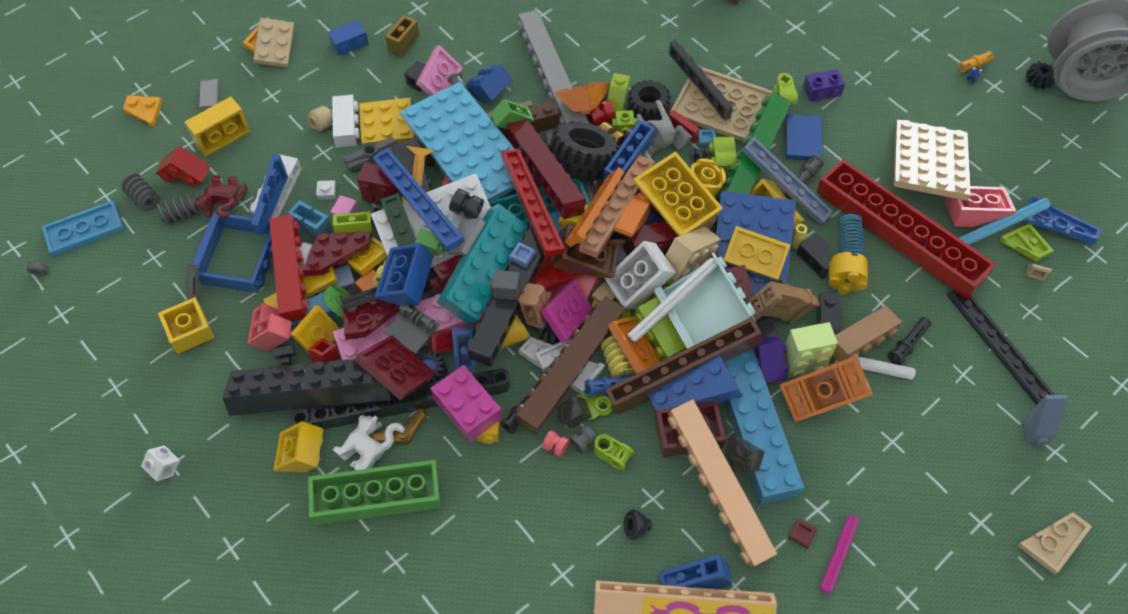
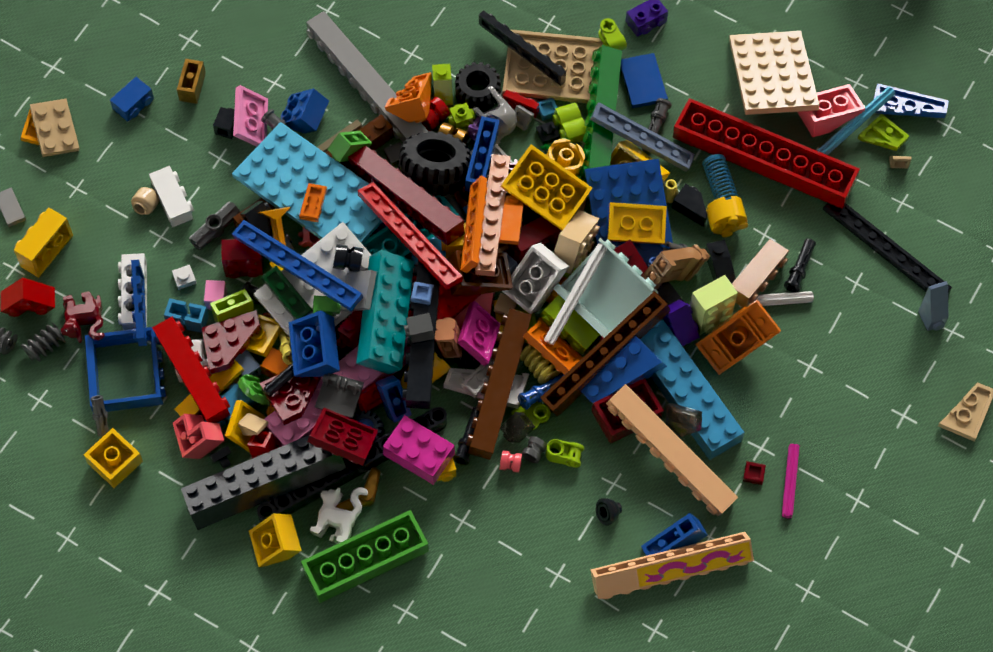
camera: 20 degrees left, 5 degrees up
(160, 463) = (152, 593): white brick -> none
(320, 331) = (252, 424): none -> tan slope
(383, 120) = (212, 184): yellow plate -> none
(457, 152) = (313, 202): none -> orange plate

